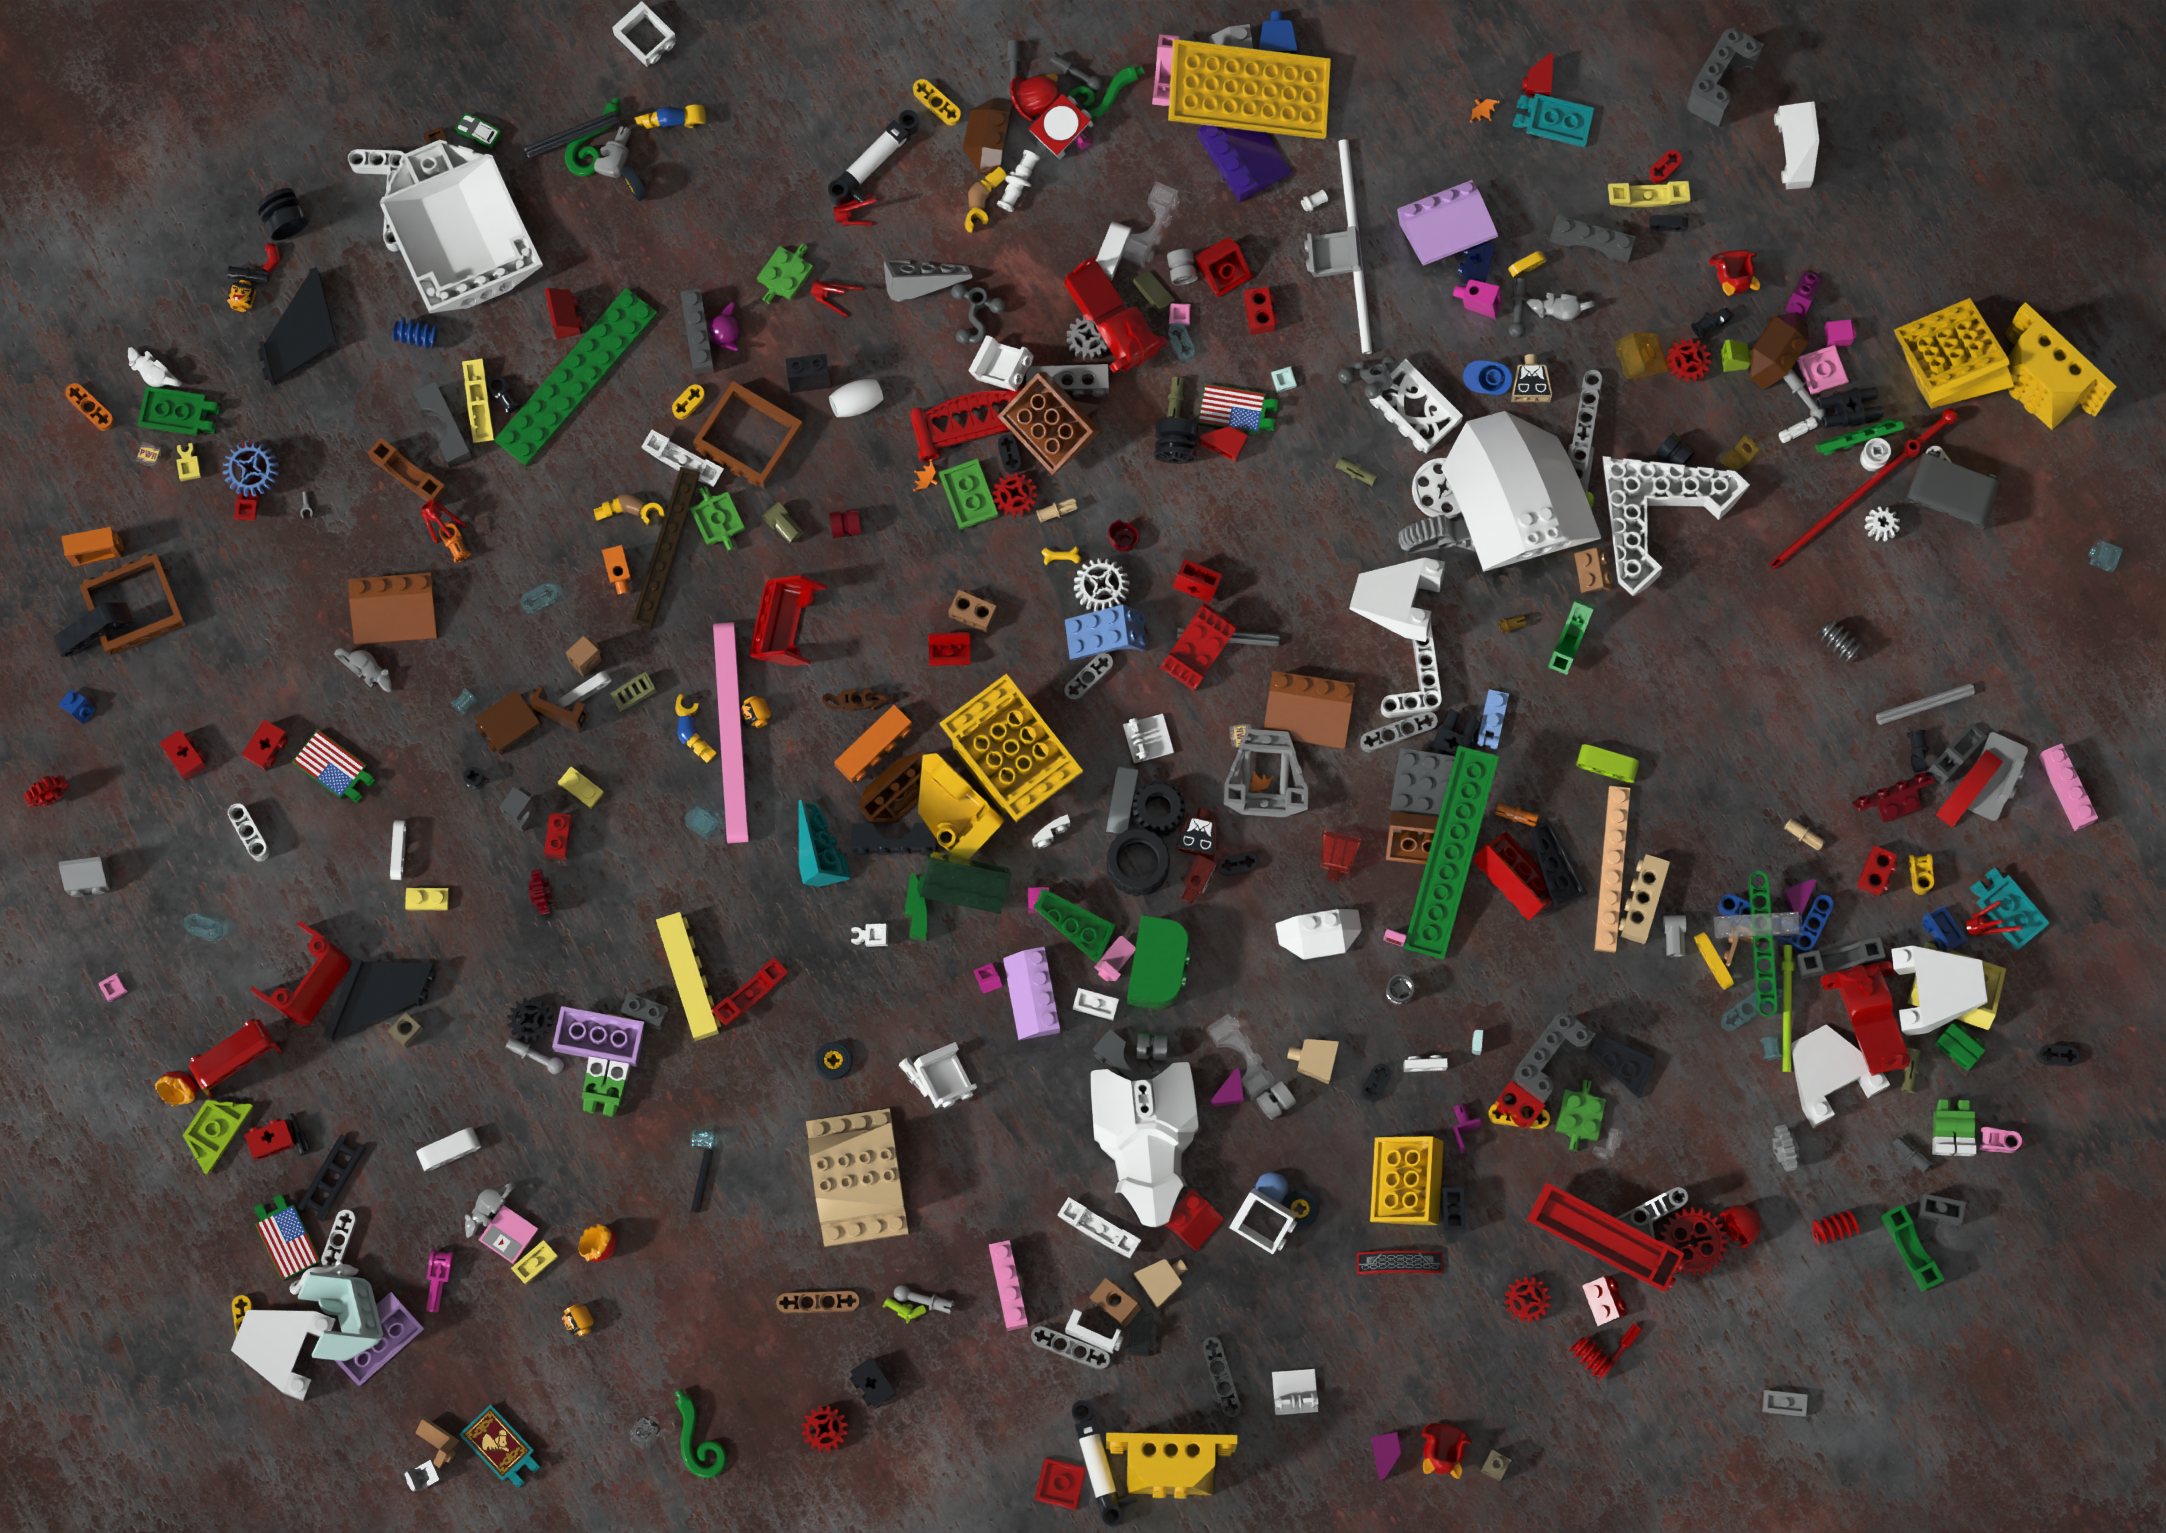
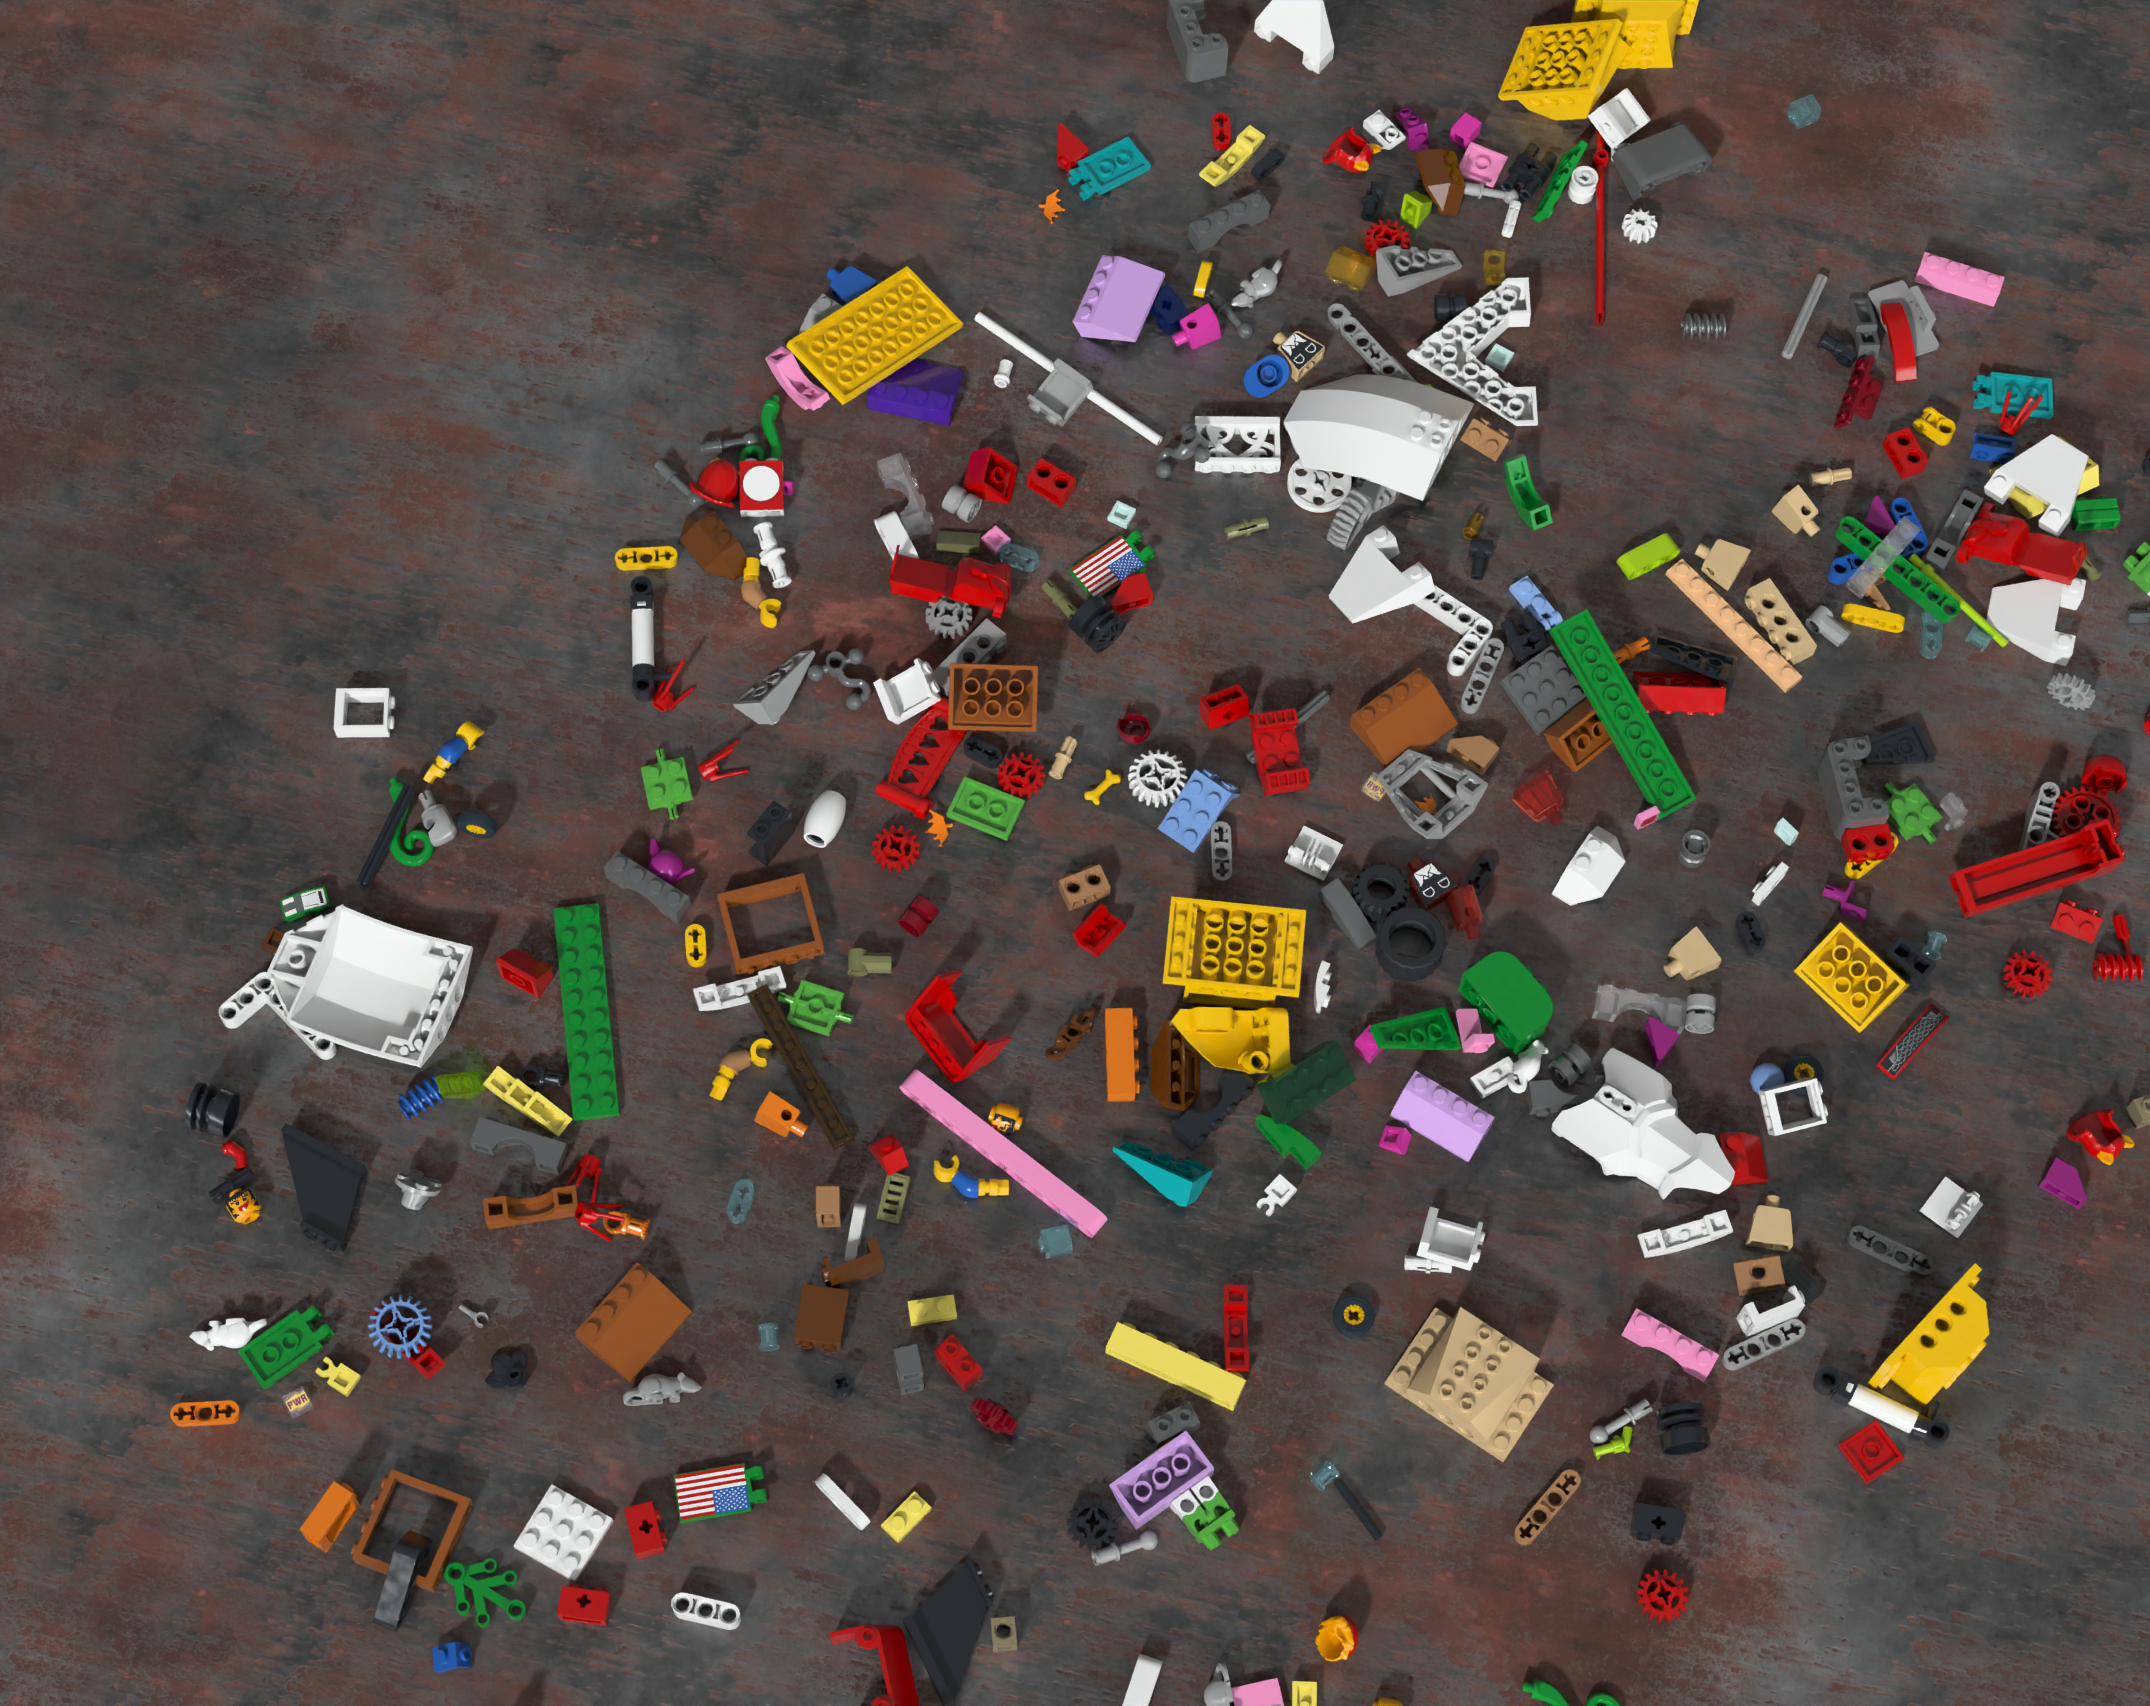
camera: 50 degrees left, 10 degrees down
(135, 683) = (482, 1589): none -> green plant
(218, 697) = (563, 1533): none -> white plate
(290, 559) = (506, 1368): none -> black plate
(353, 389) = (416, 1188): none -> light grey plate
(456, 354) = (463, 1085): none -> clear neon green slope
(470, 481) = (587, 1167): none -> red plant
(657, 660) = (889, 1154): none -> red slope
(873, 461) = (891, 857): none -> red gear
(952, 1343) = (1683, 1428): none -> black wheel
(1121, 1018) = (1527, 1066): none -> white animal
(1332, 779) = (1474, 752): none -> medium nougat slope
(1487, 1217) = (1934, 945): none -> clear light blue bush
(1495, 645) = (1480, 552): none -> black pin
(1655, 818) = (1722, 561): none -> tan torso
(1672, 521) = (1499, 357): none -> light aqua tile
(1681, 396) = (1407, 269): none -> light grey wedge
(1749, 828) = (1797, 512): none -> tan torso
(1775, 277) = (1381, 131): none -> white slope
(1956, 431) = (1619, 118): none -> white panel

